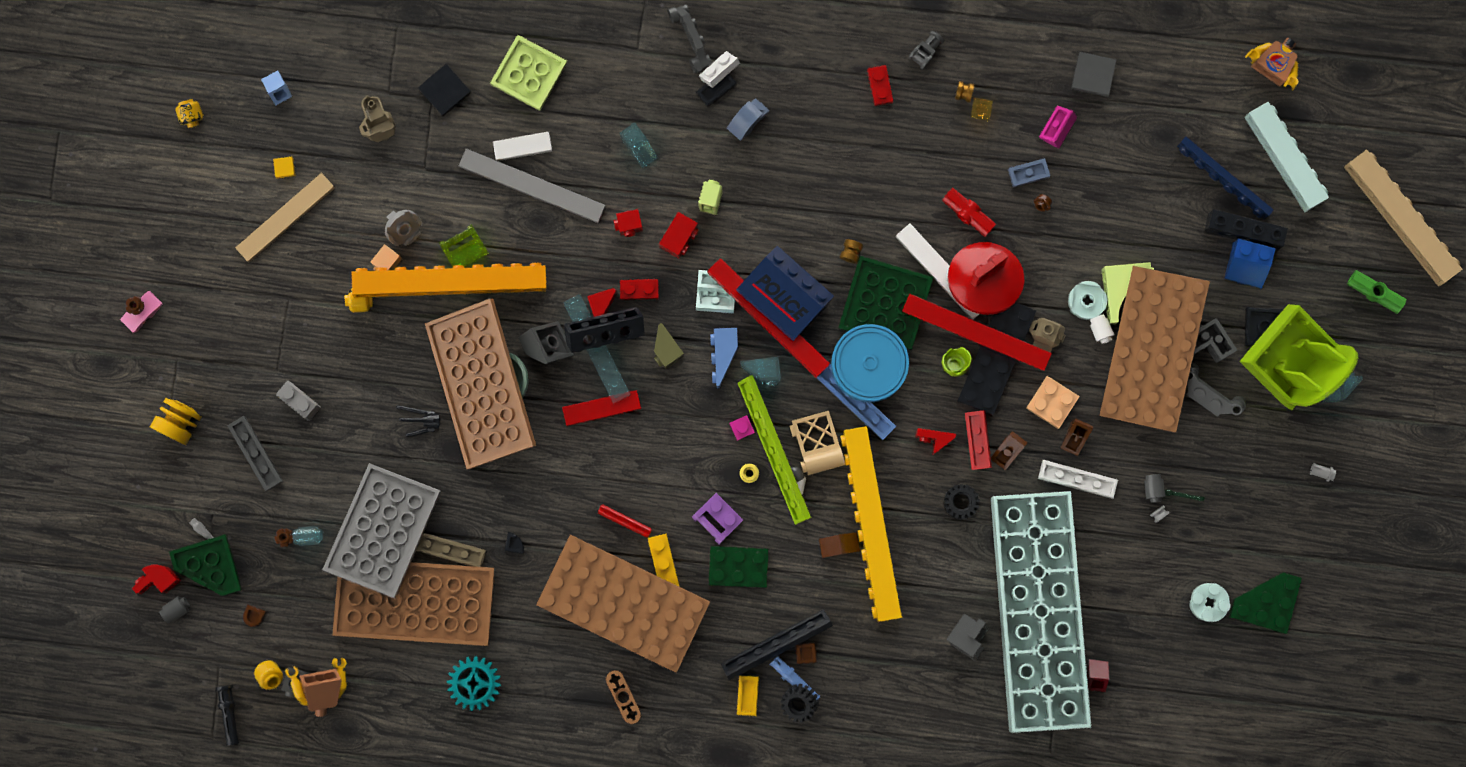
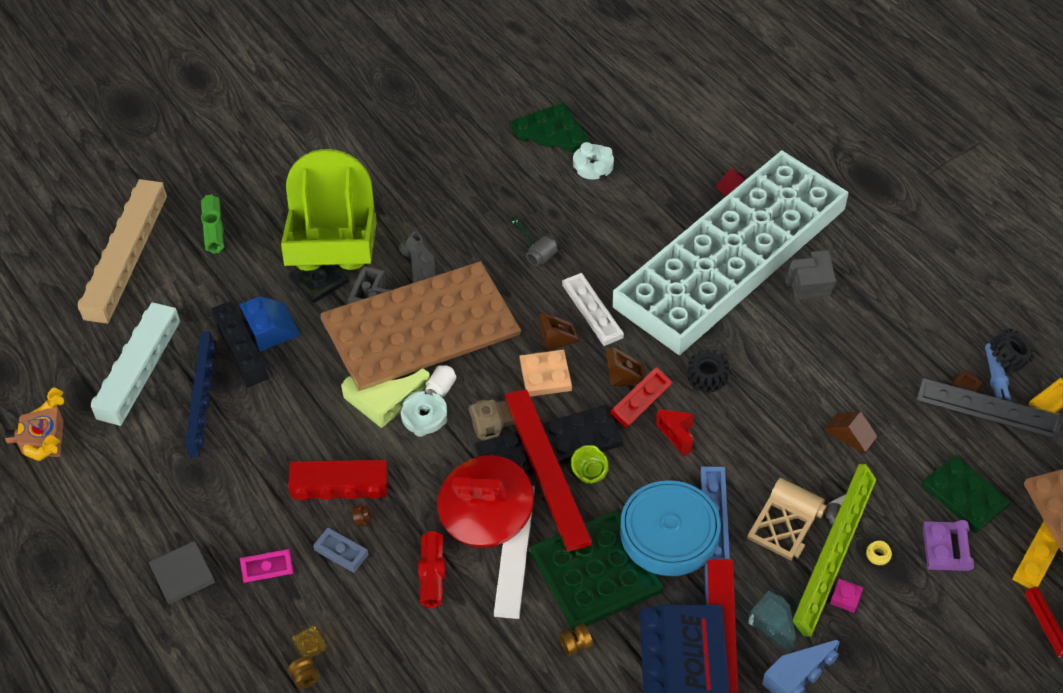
camera: 130 degrees left, 30 degrees down
(872, 524) = (803, 422): yellow brick -> none
(1082, 207) = (338, 479): none -> red brick
(1159, 513) = (560, 233): light grey bush -> none
(1323, 472) = (406, 158): light grey pin -> none

